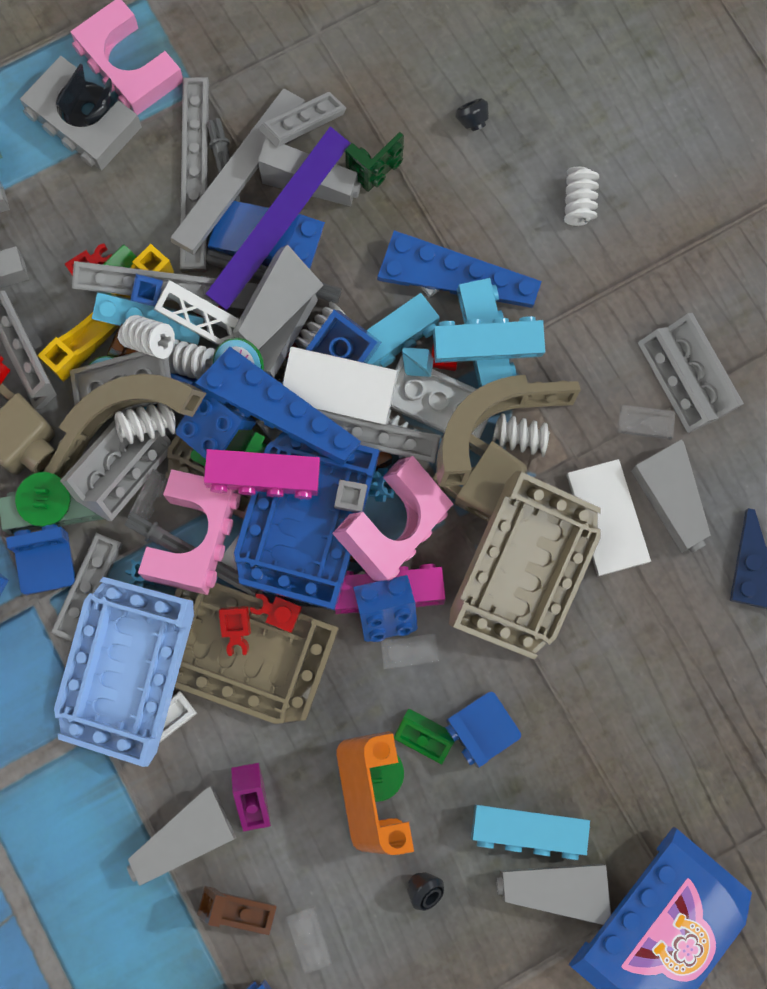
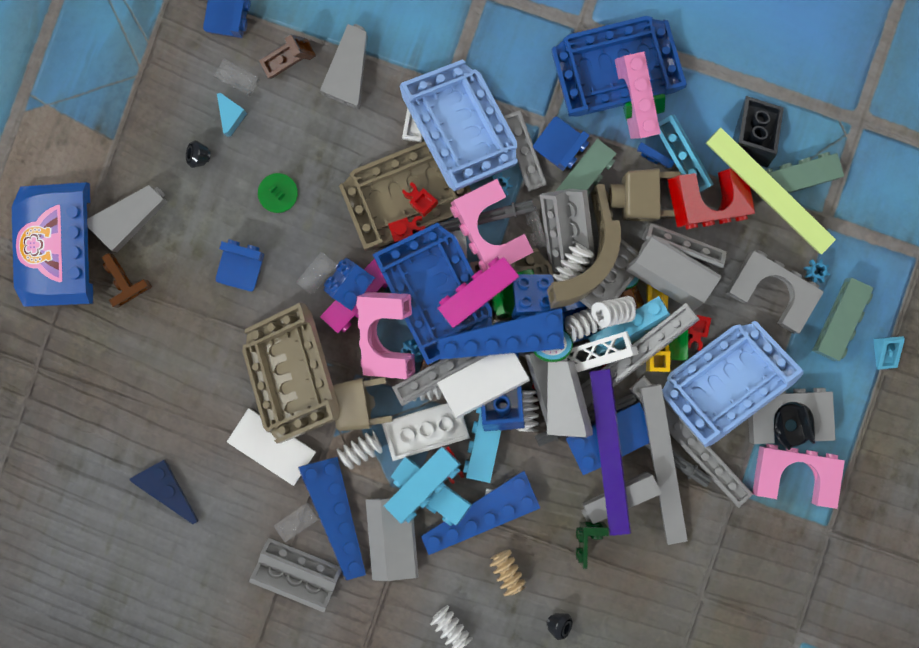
camera: 135 degrees right, 10 degrees up
(42, 499) = (590, 173): green piece -> none
(56, 329) = (673, 273): none -> light grey slope
(103, 189) = (729, 381): none -> light blue slope
(146, 290) = (643, 339): blue slope -> none
(250, 797) = (332, 121): magenta slope -> none
(302, 119) = (654, 528): light grey tile -> none
(350, 496) = (419, 324): light grey plate -> none
(350, 903) = (230, 114): none -> medium azure slope
(366, 830) = (243, 161): orange windscreen -> none
(417, 362) = (455, 439): medium azure slope -> none
(424, 736) = (269, 235): green slope -> none
(479, 200) = (508, 573): none -> tan piece
(483, 403) = (386, 403): dark tan arch -> none
(530, 830) = (168, 235): medium azure brick -> none
(570, 321) = (390, 544): none -> light grey slope
(593, 415) = (330, 500): none -> blue wing
(621, 824) = (122, 282): none -> reddish brown bracket
(674, 495) = (247, 493): light grey slope -> none

